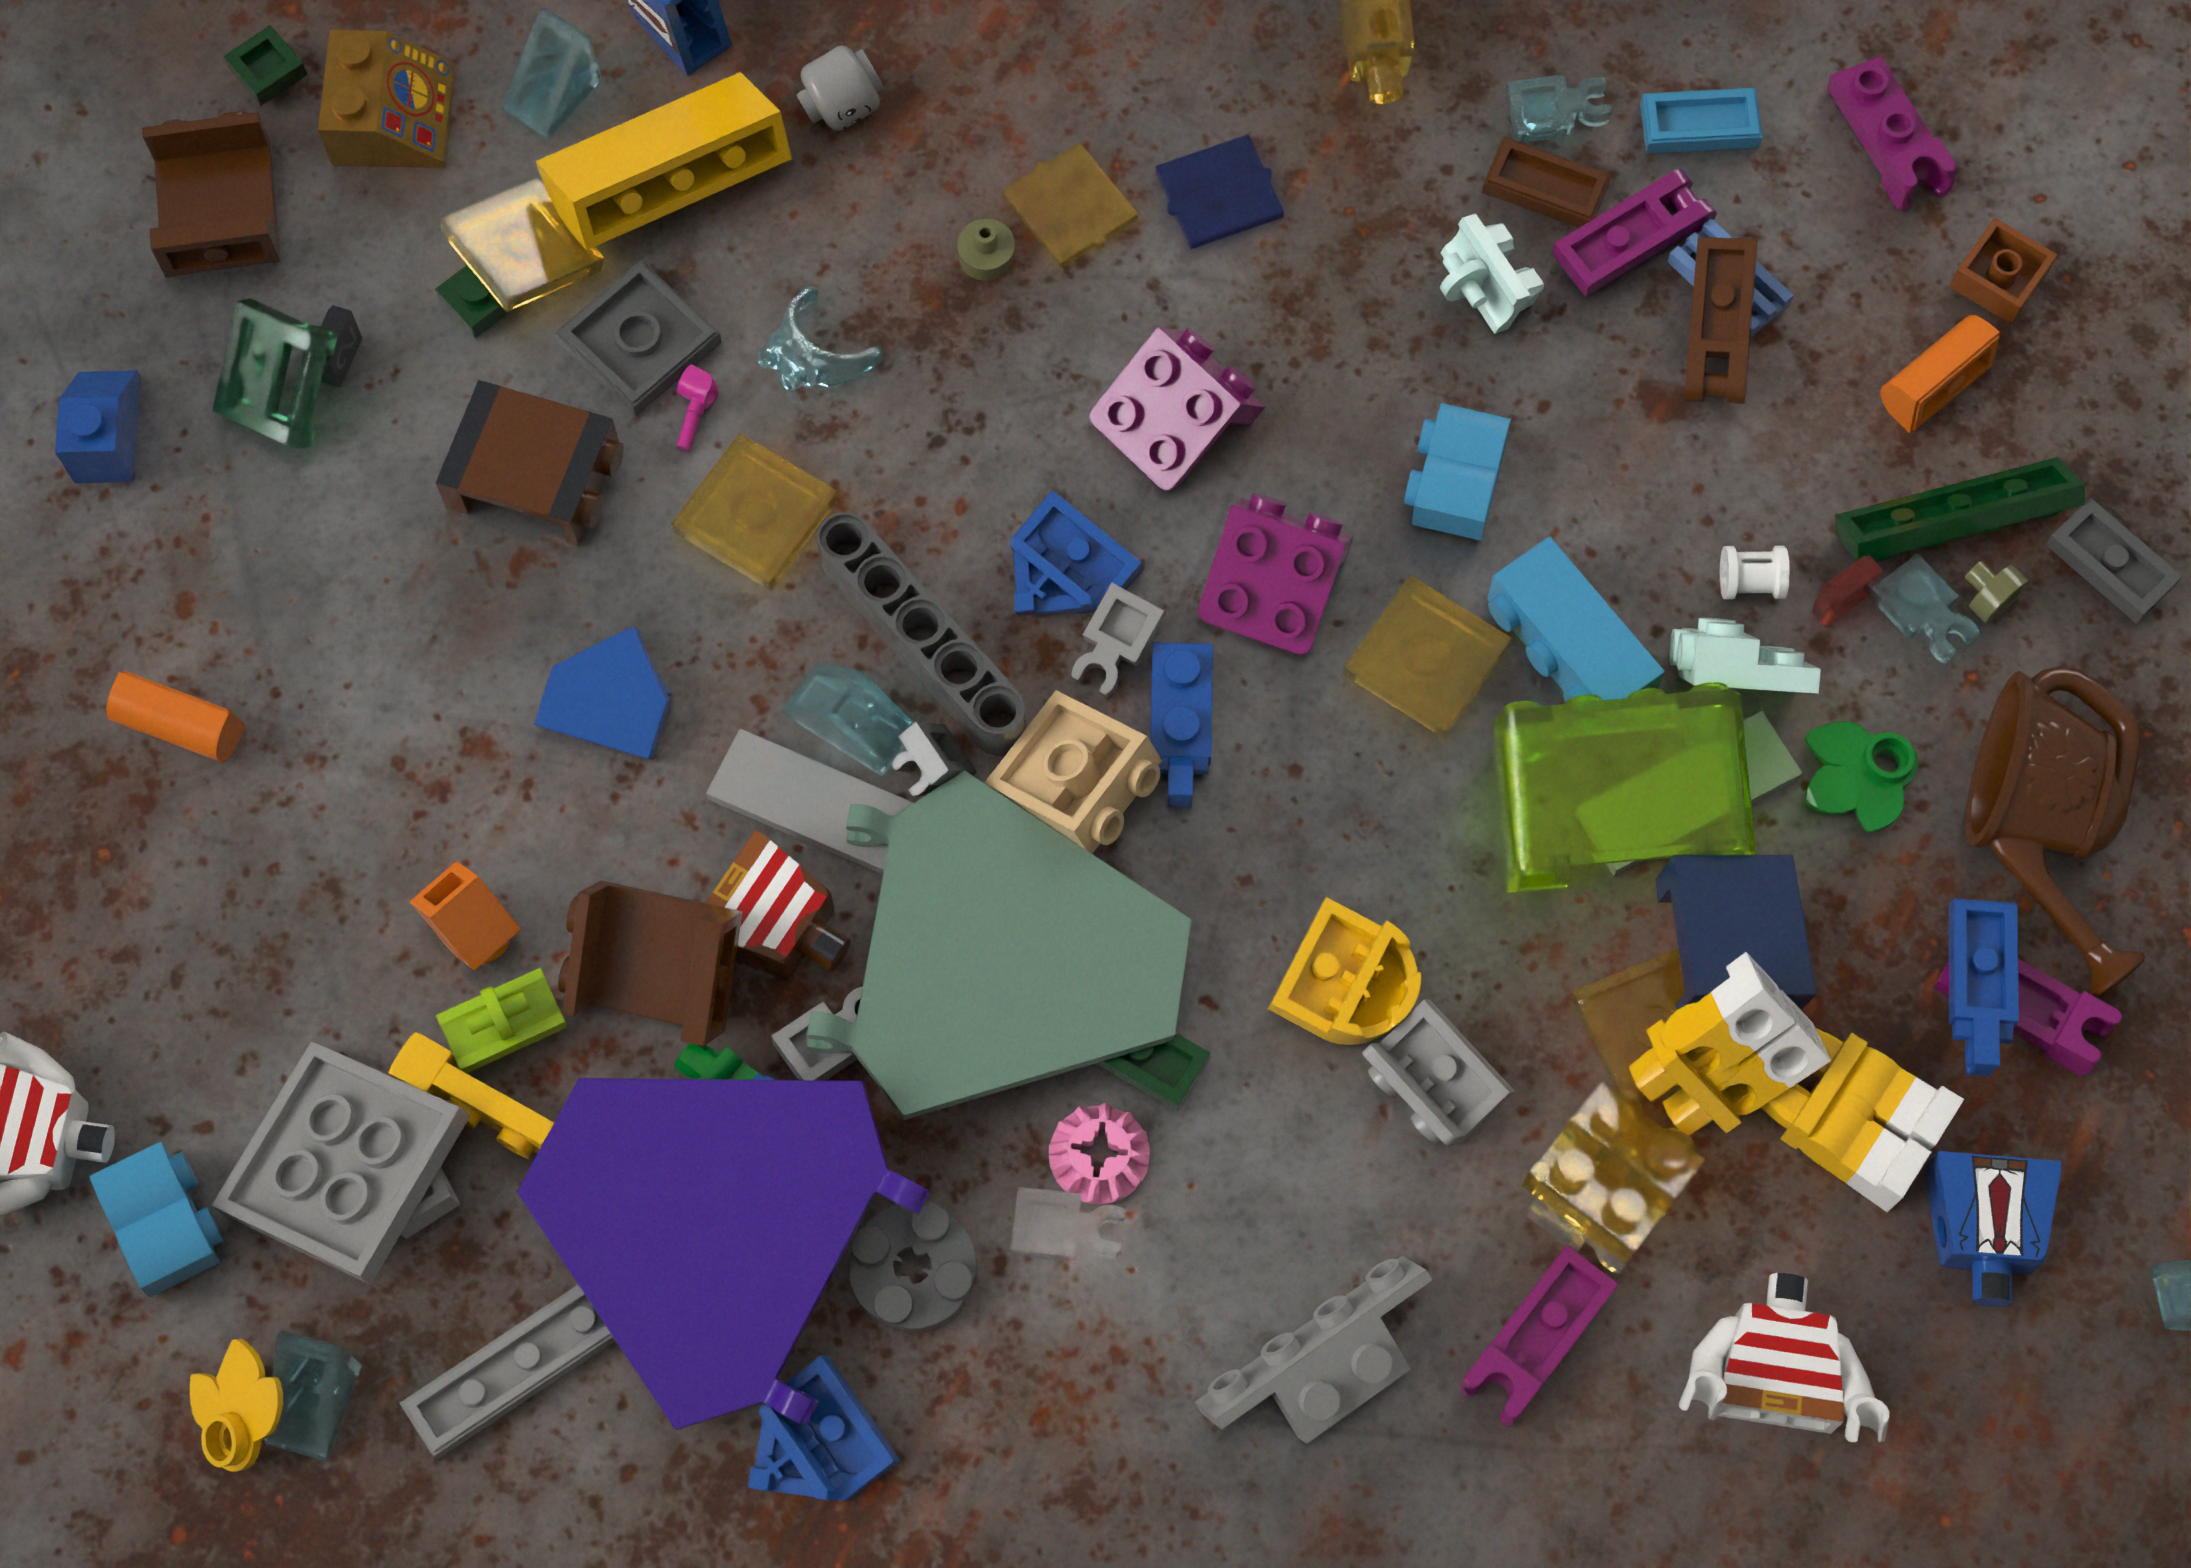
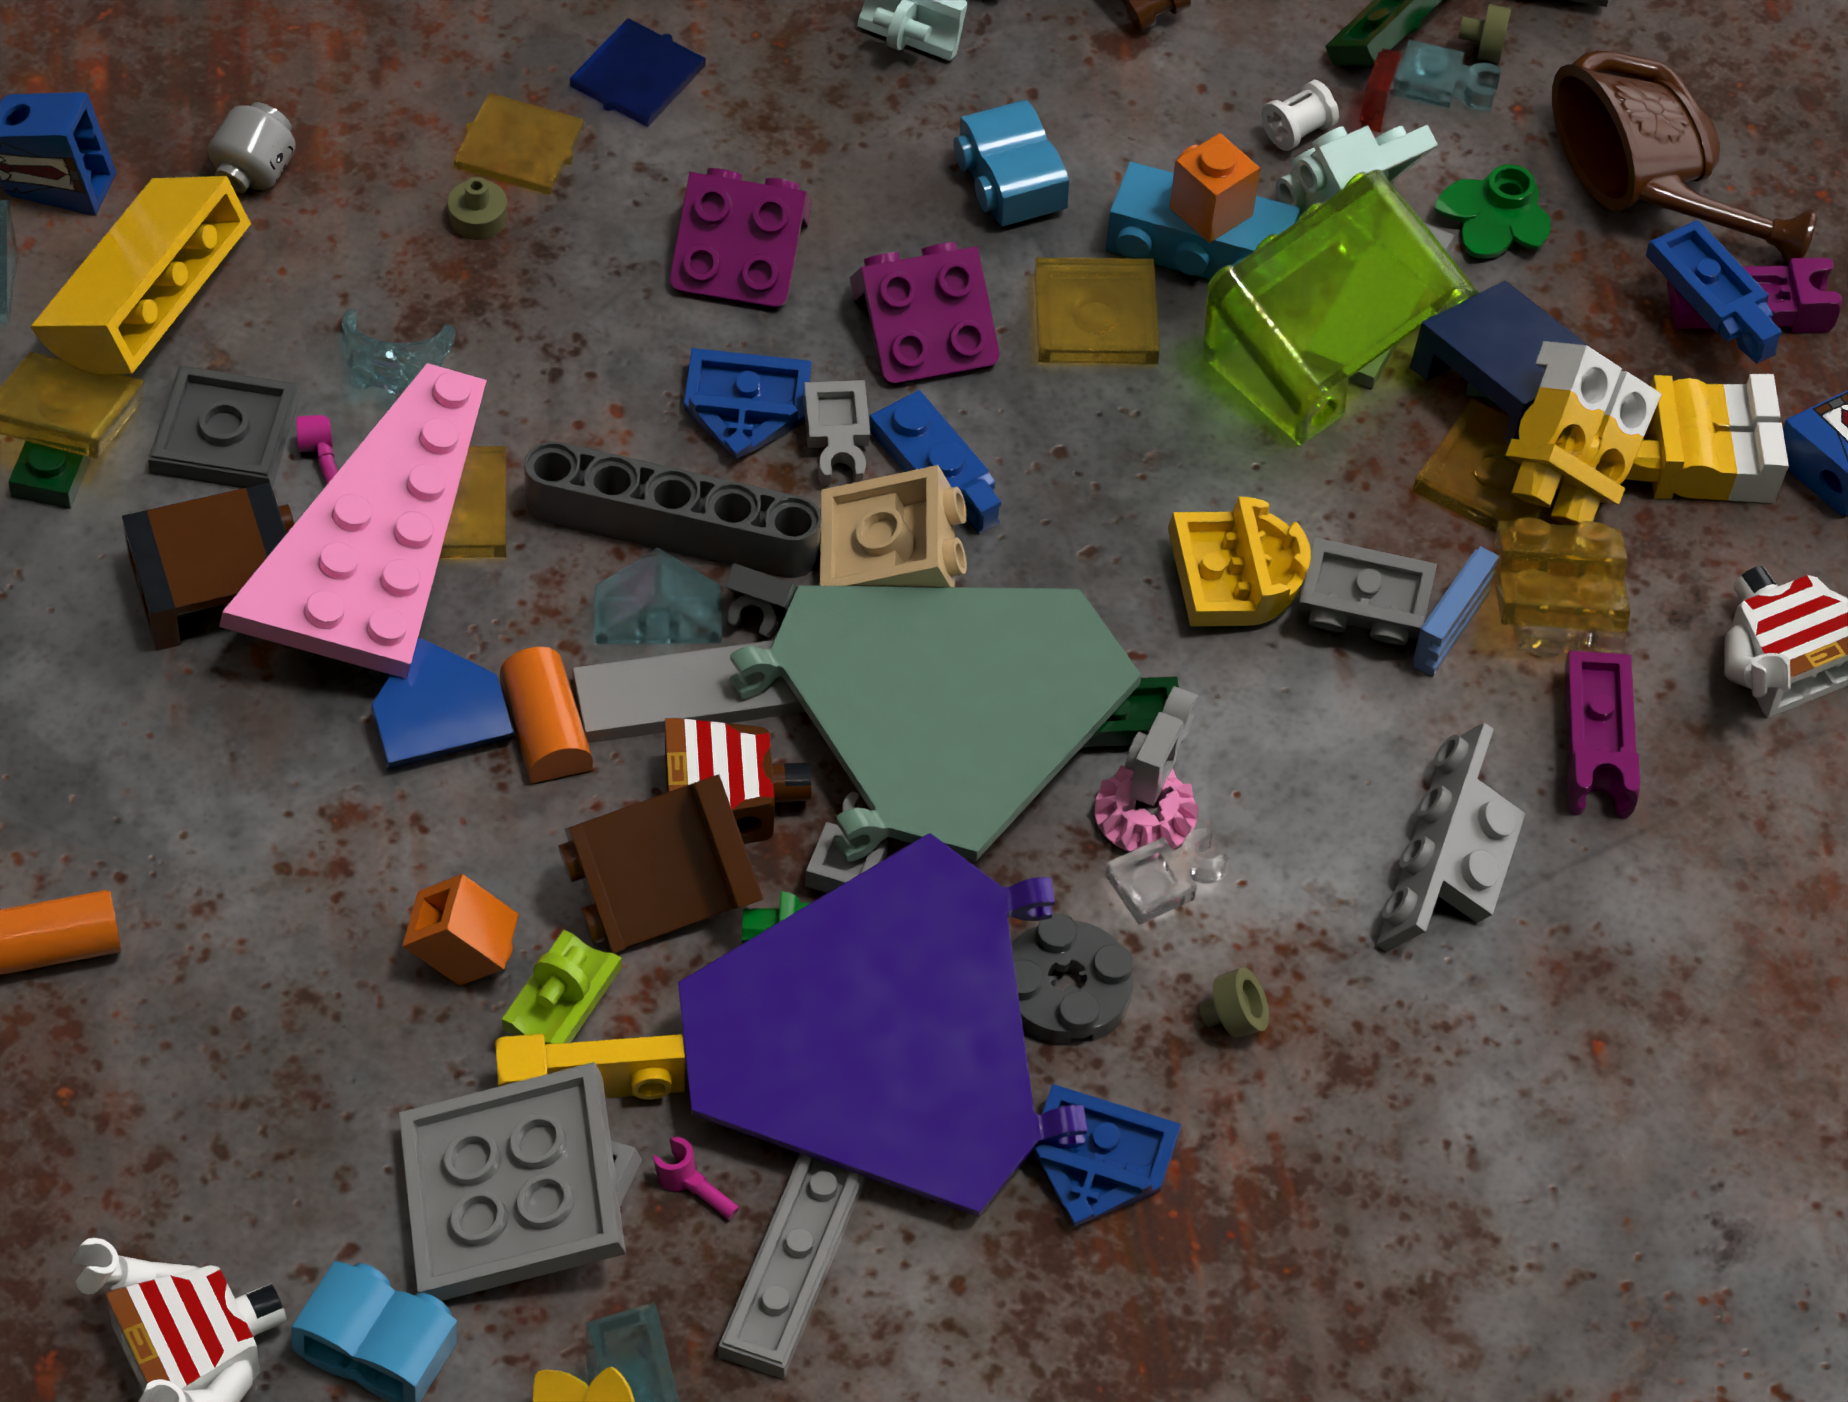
camera: 40 degrees left, 15 degrees down
(491, 1239) = (685, 1176): none -> dark pink hand
(638, 529) = (367, 549): none -> bright pink wing
(687, 759) = (544, 714): none -> orange brick
(1027, 1385) = (1237, 1004): none -> olive tile
(1122, 1119) = (1156, 753): none -> light grey plate
(1501, 1141) = (1455, 611): none -> medium blue tile
(1586, 612) = (1214, 187): none -> orange brick

